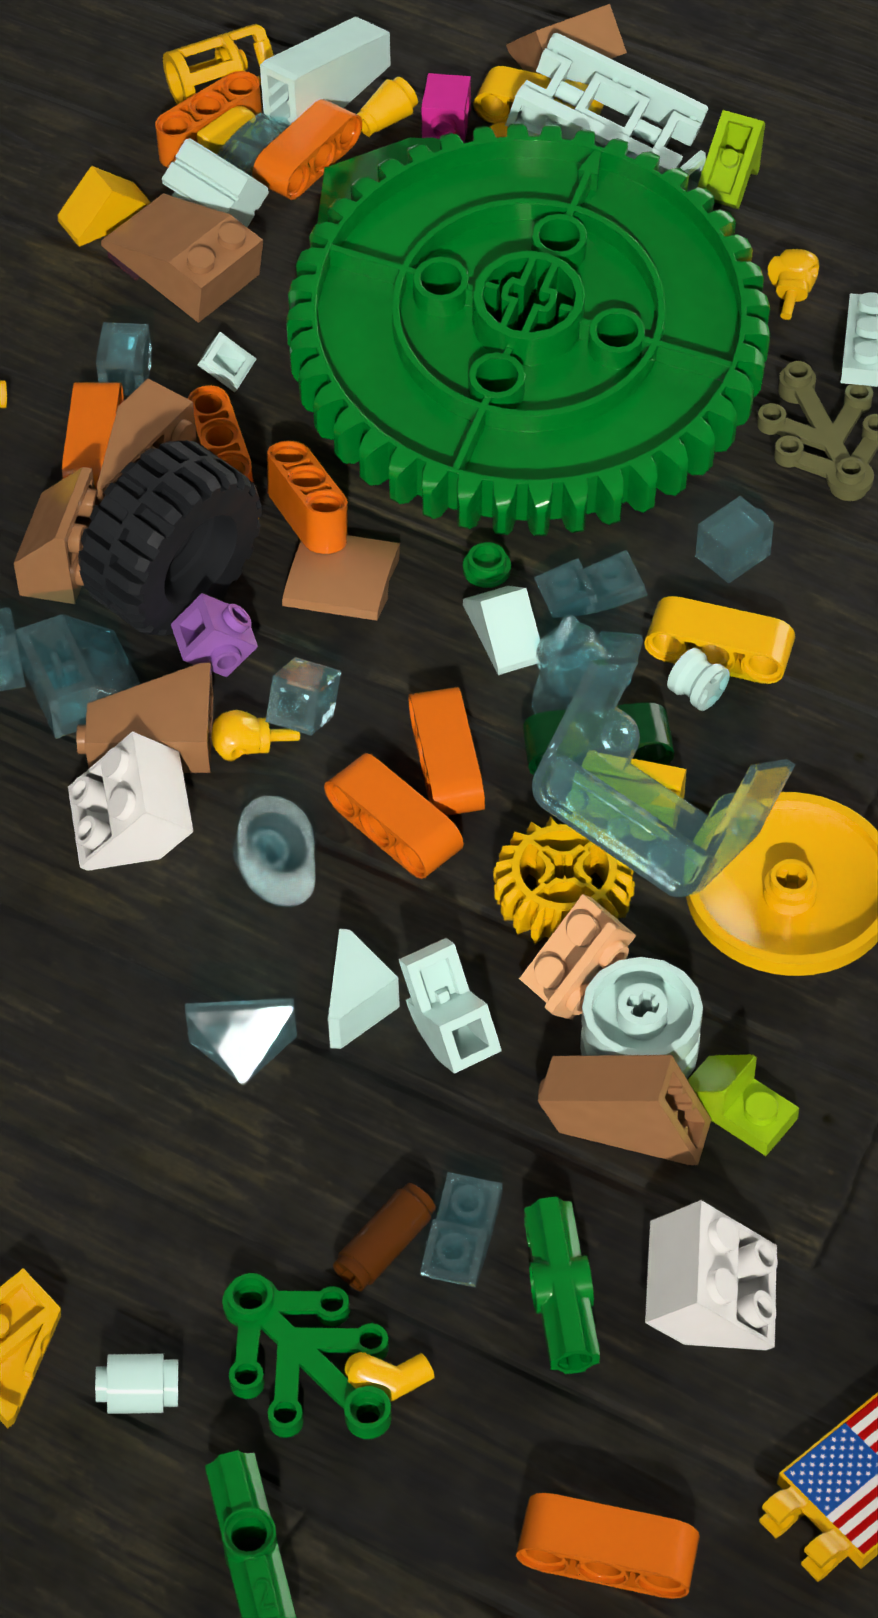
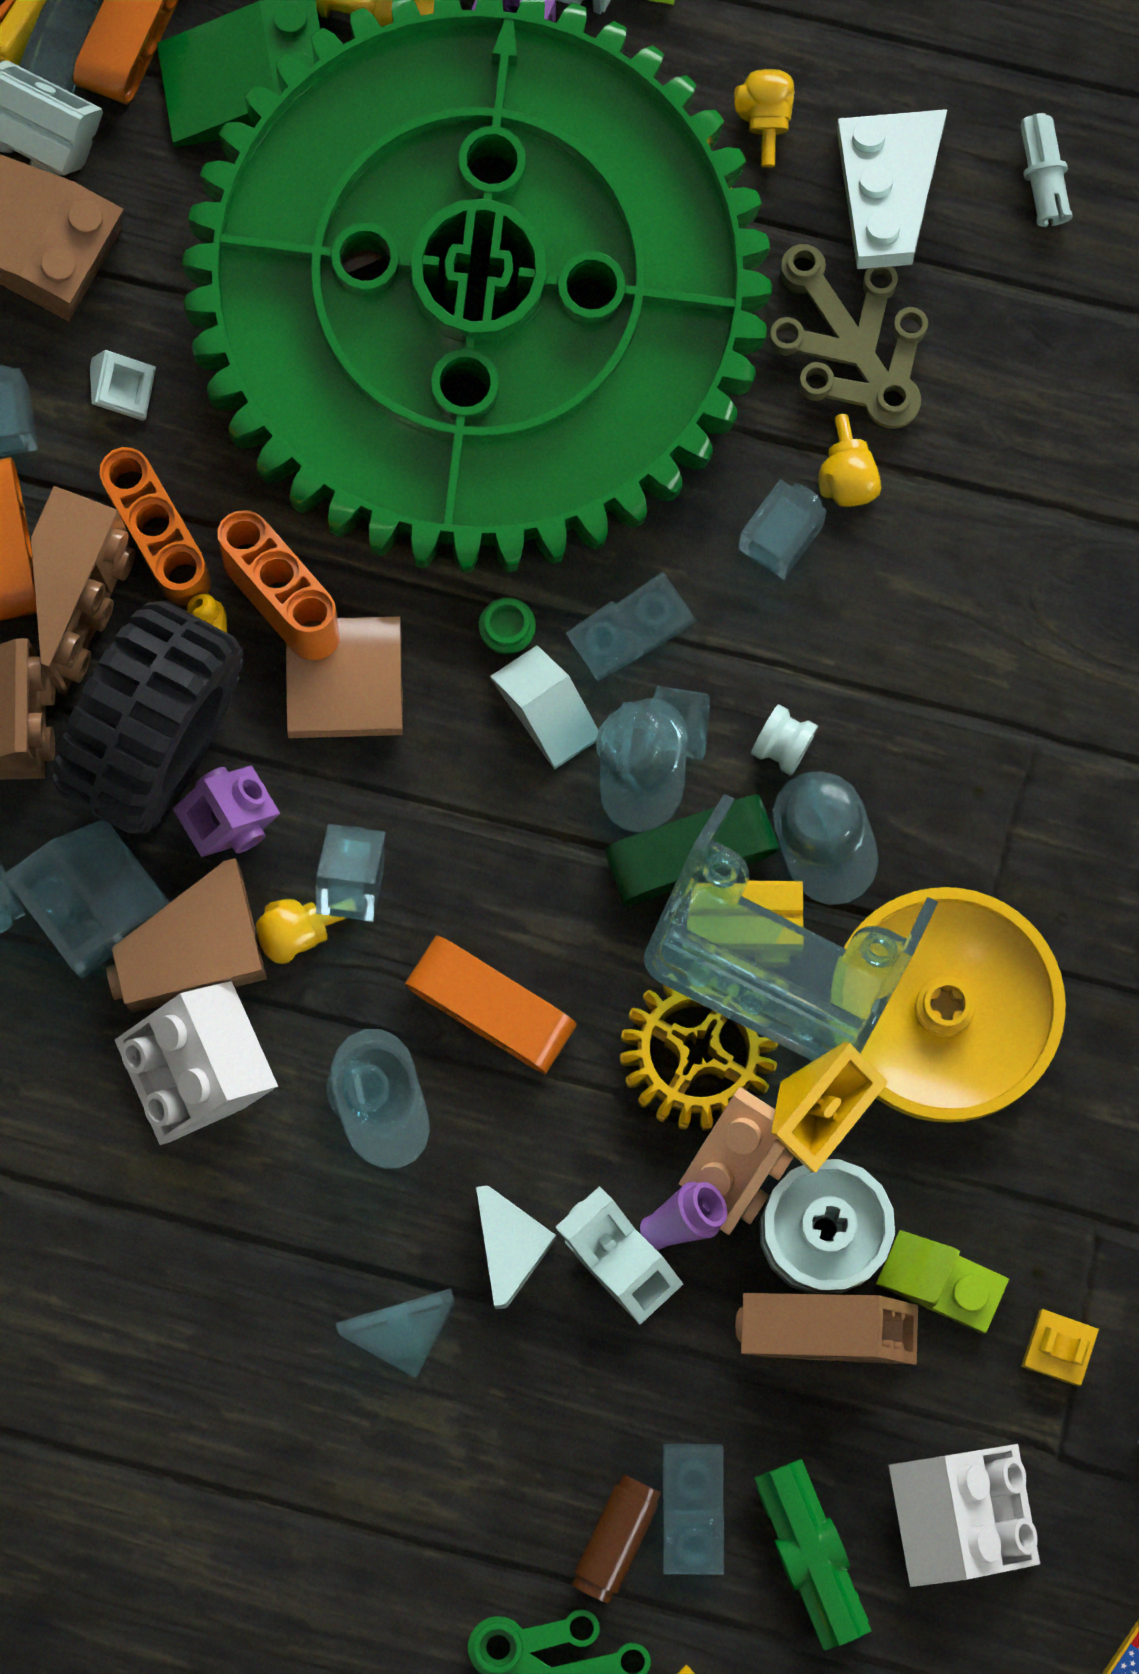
camera: 15 degrees left, 25 degrees up
(446, 751) = (527, 904): orange beam -> none
(520, 991) = (687, 1216): none -> medium lavender cone
(664, 910) = (824, 1103): none -> yellow slope
(716, 752) = (826, 837): none -> clear light blue piece
(742, 641) = (795, 676): yellow beam -> none
(801, 516) = (850, 471): none -> yellow piece
(834, 1176) = (1060, 1347): none -> yellow tile

